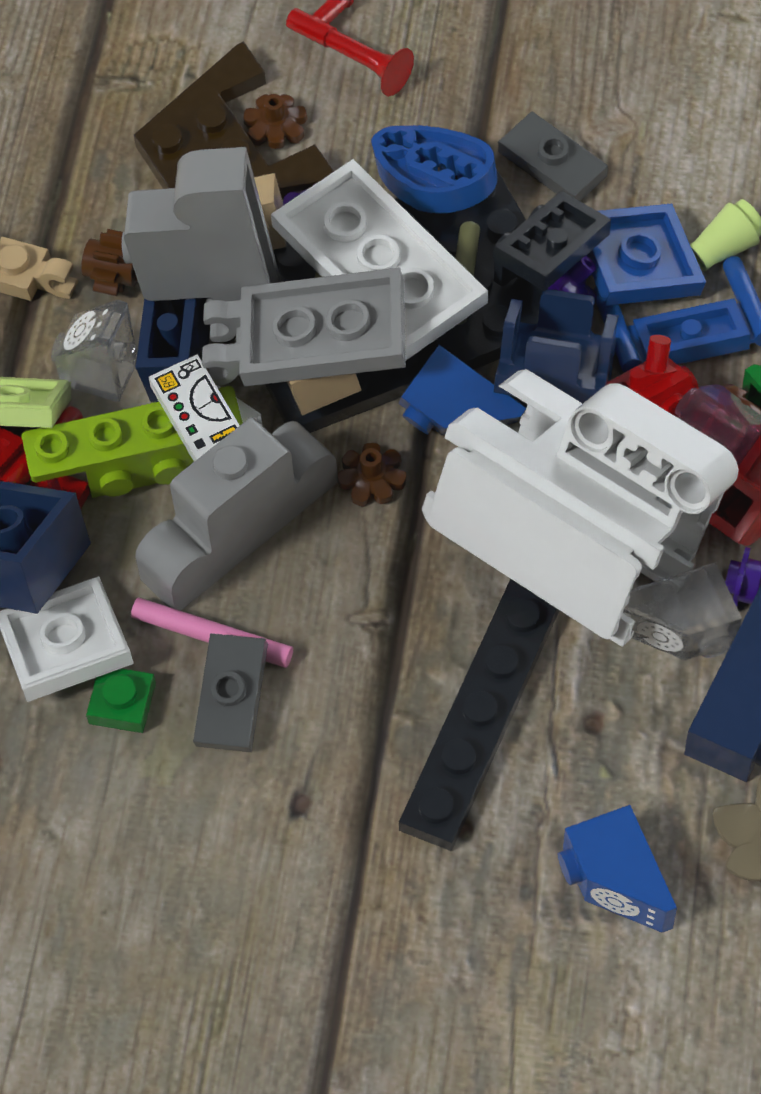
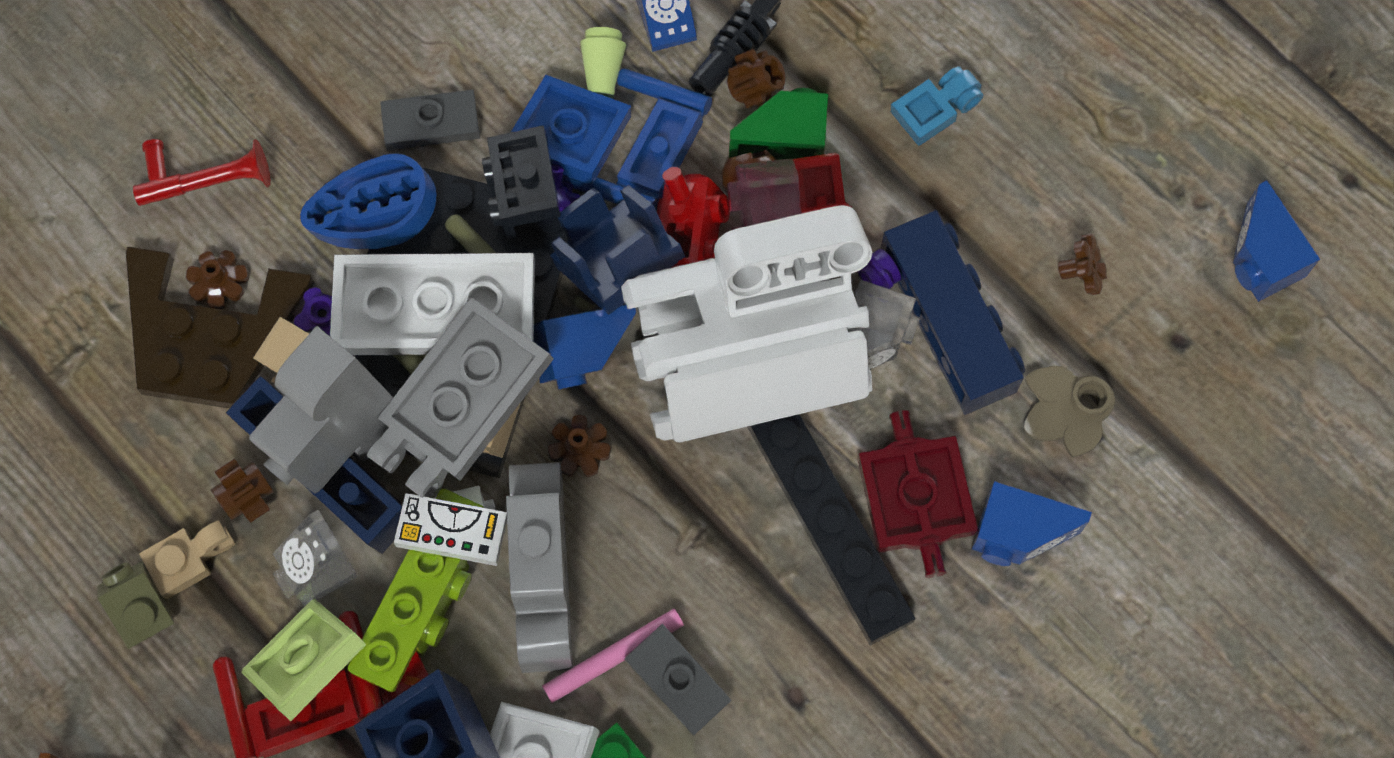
camera: 55 degrees left, 10 degrees up
(568, 760) = (917, 494): none -> dark red plate

